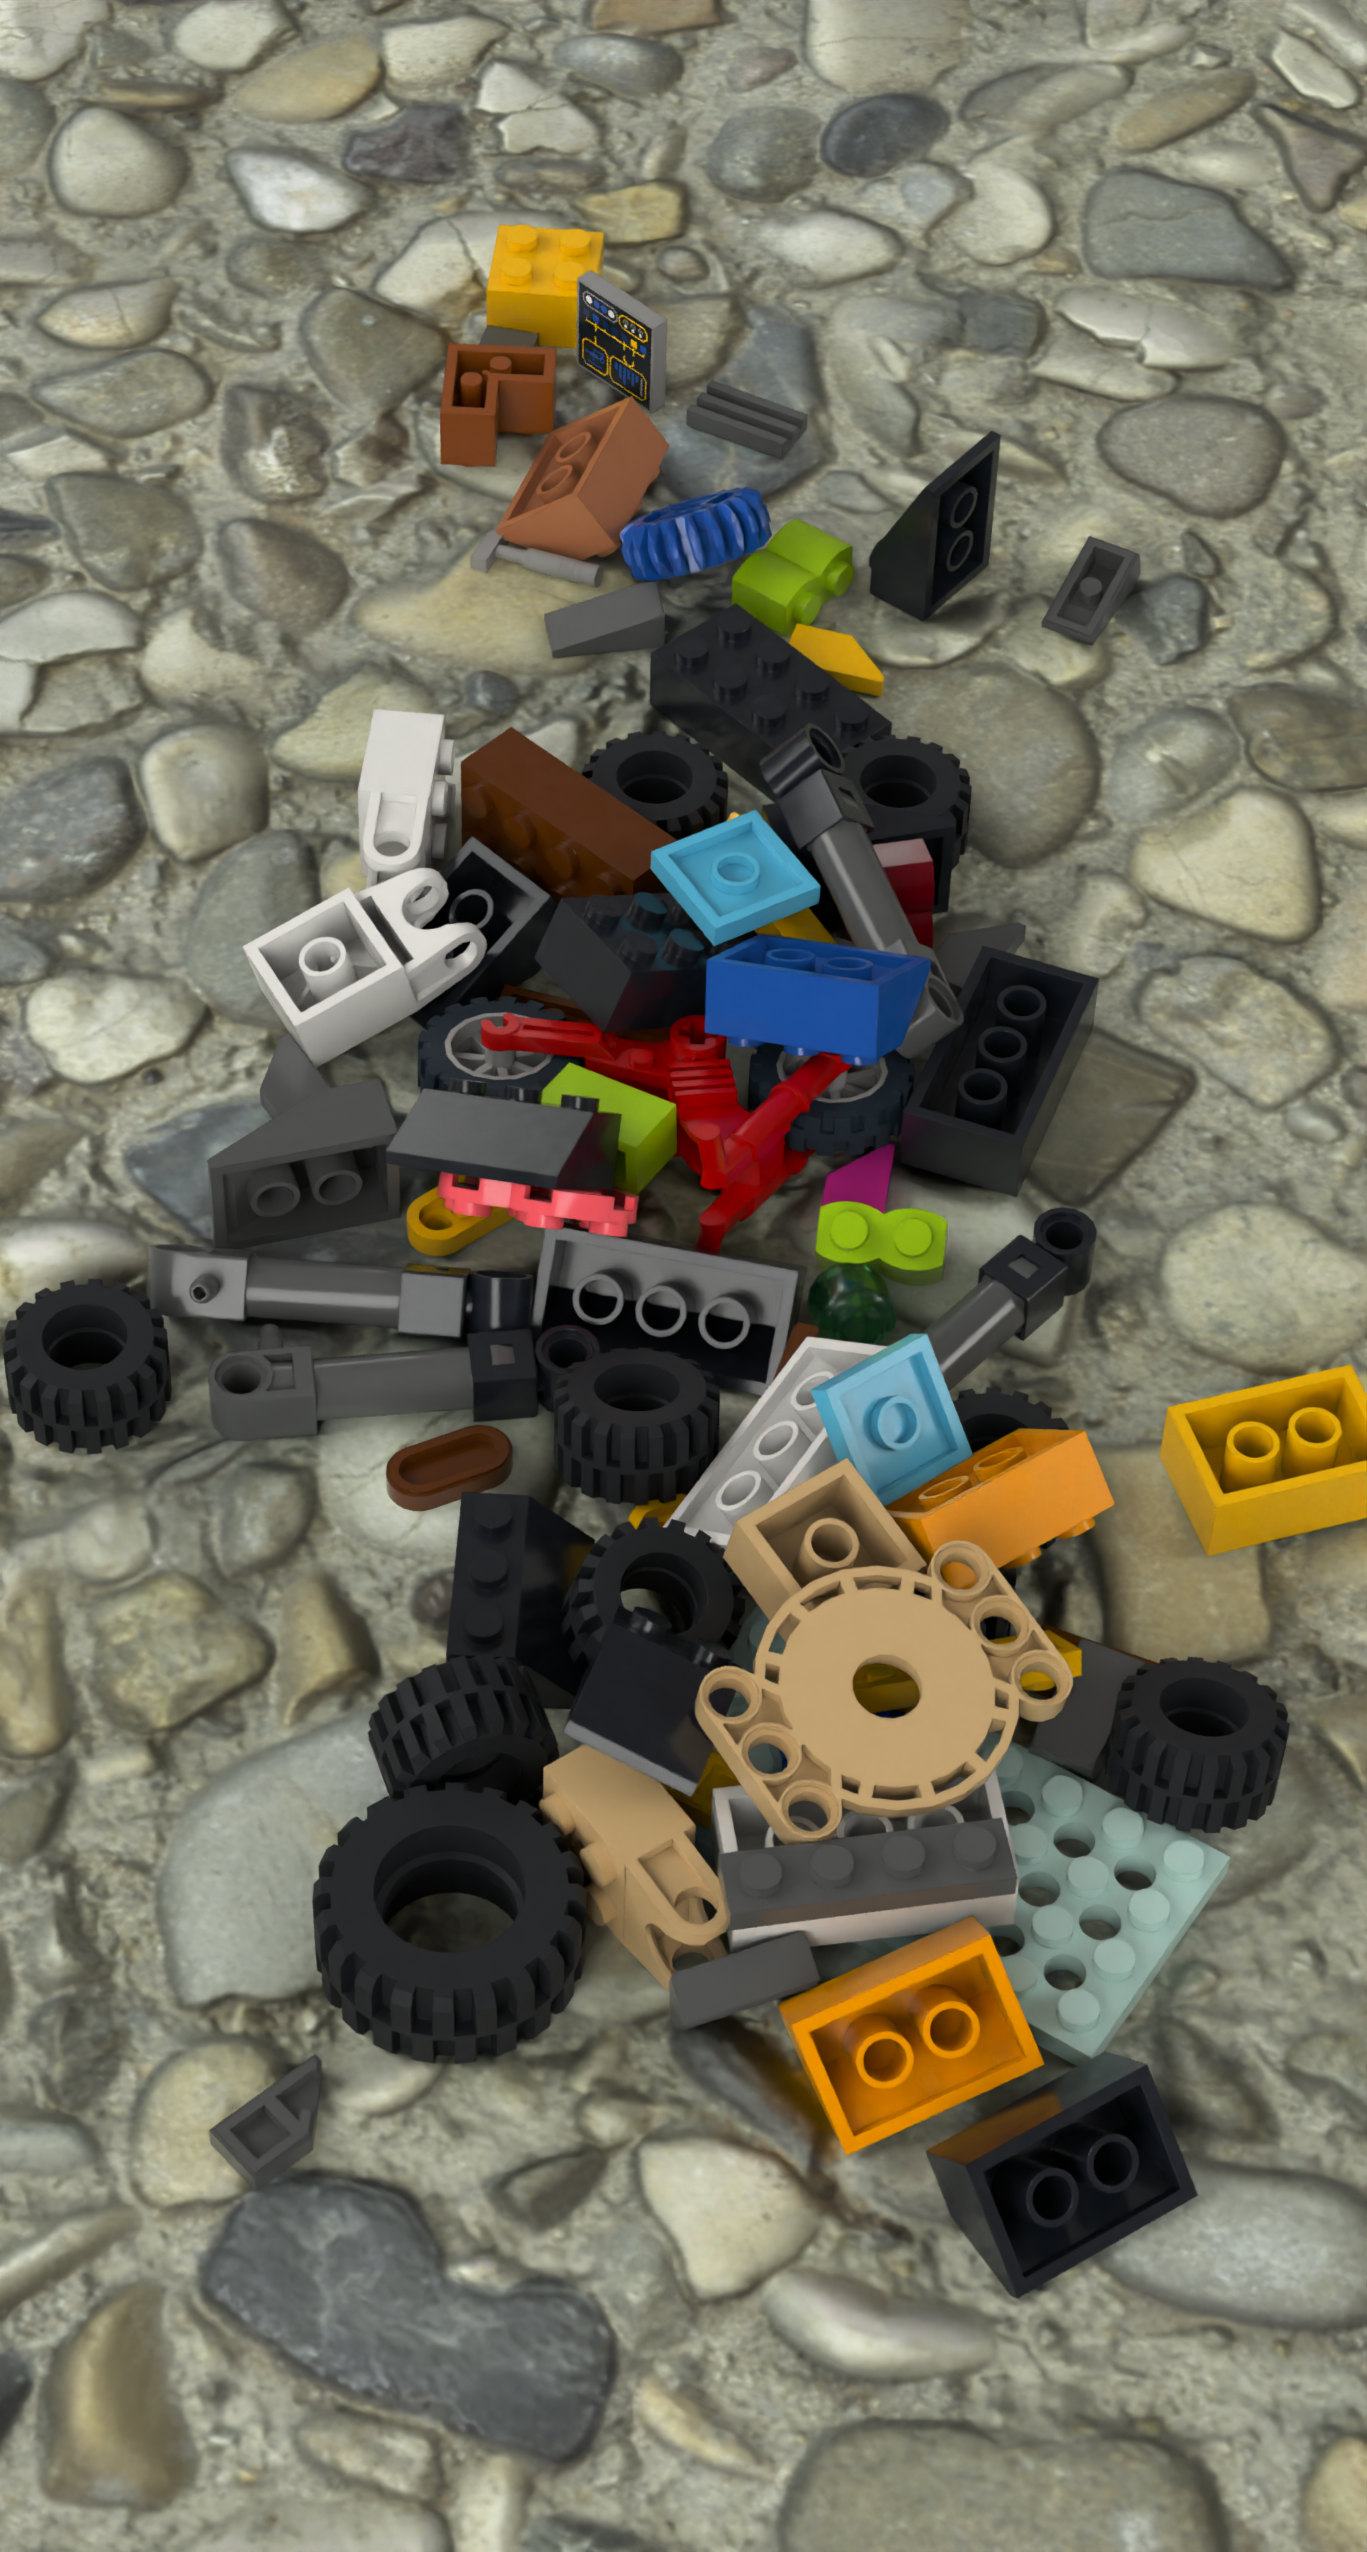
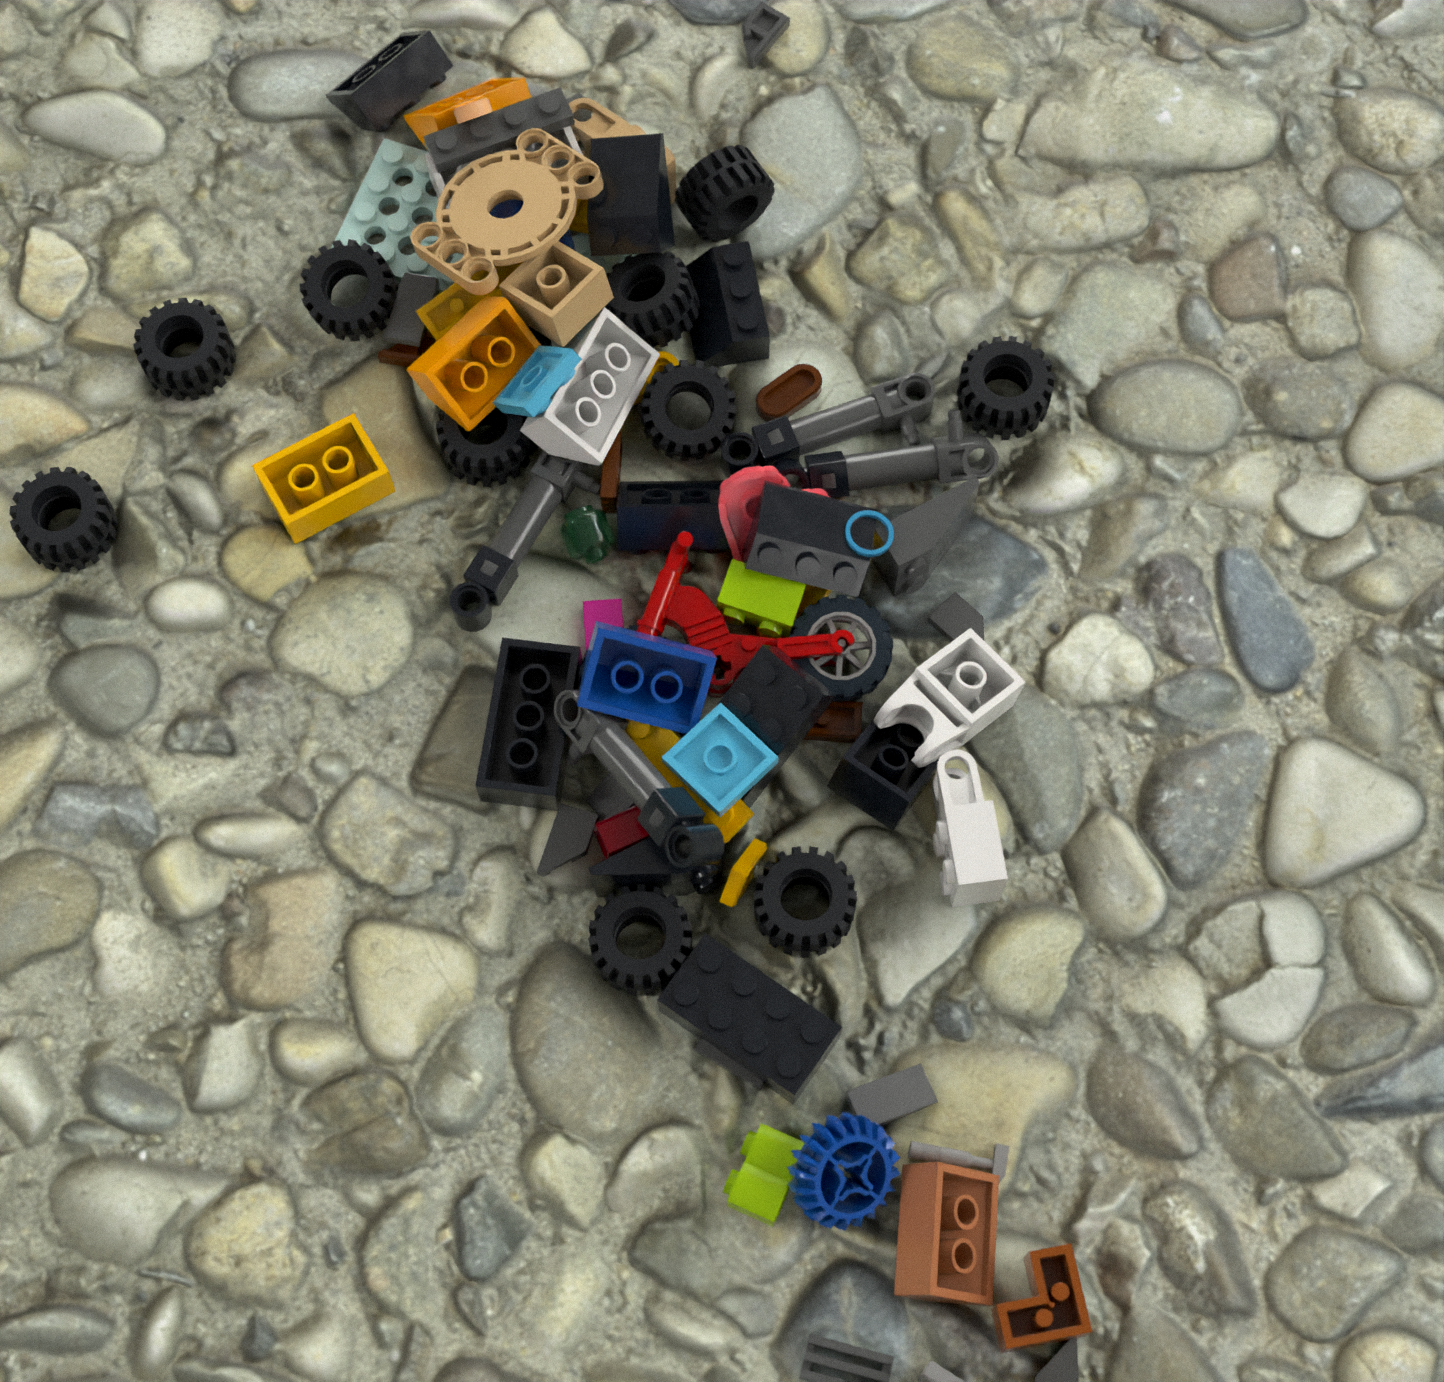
camera: 170 degrees right, 20 degrees up
(403, 1093) = (873, 514): none -> dark azure piece
(451, 1999) = (710, 79): black tyre -> none
(555, 822) = (865, 839): reddish brown brick -> none
(839, 657) = (722, 1105): yellow tile -> none
(900, 1244) = (577, 574): lime brick -> none
(912, 1894) = (472, 110): none -> light nougat tile
(940, 536) = (667, 1218): black slope -> none
(1093, 590) = (543, 1231): dark grey slope -> none

